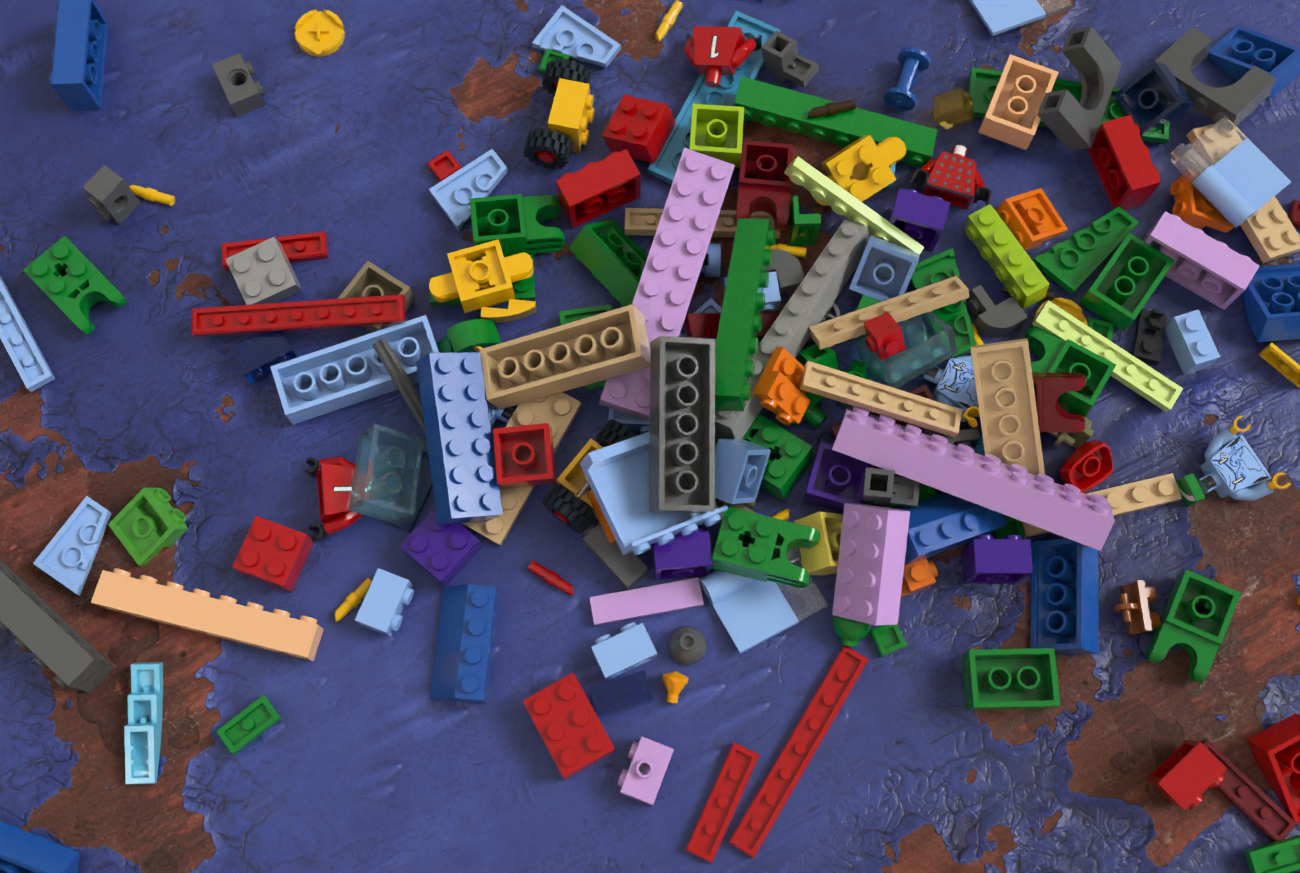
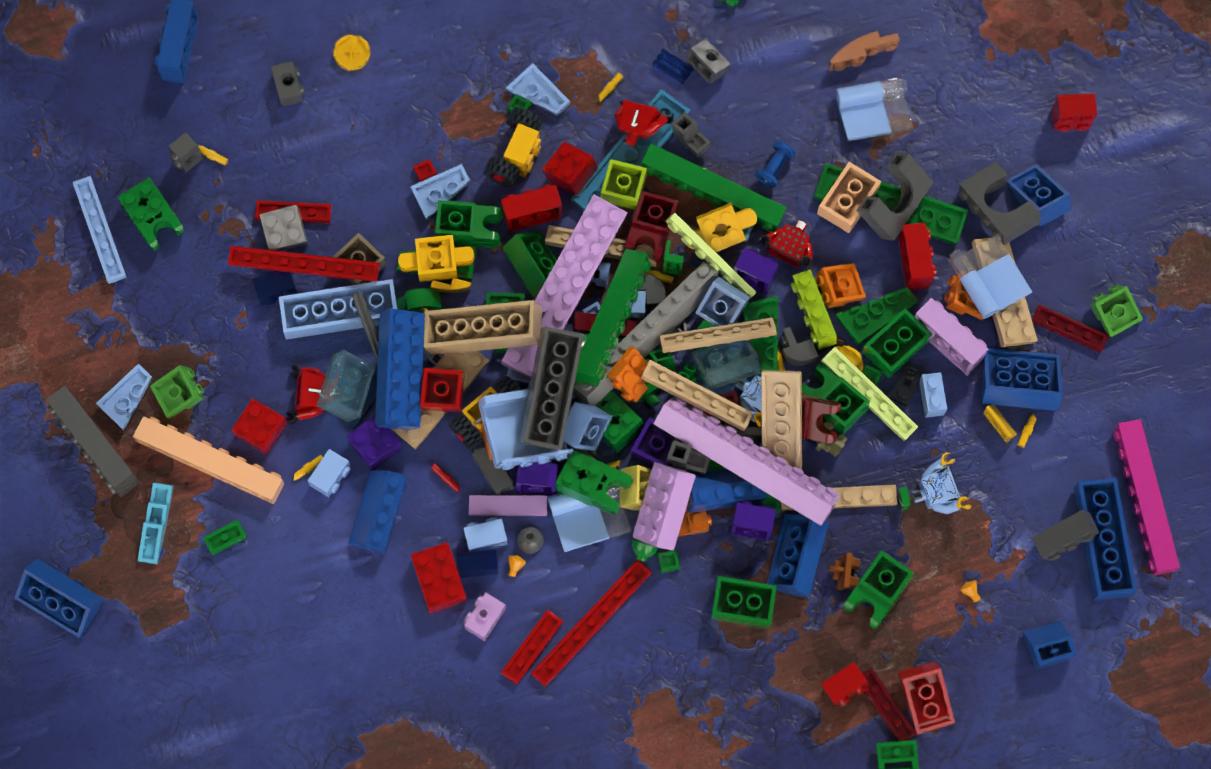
camera: 10 degrees right, 0 degrees up
(832, 108) = (711, 179): dark brown piece -> none
(884, 336) = (708, 352): red brick -> none
(952, 108) = (803, 192): clear yellow brick -> none
(1088, 465) = (835, 468): red piece -> none
(1153, 98) = (951, 211): dark blue slope -> none

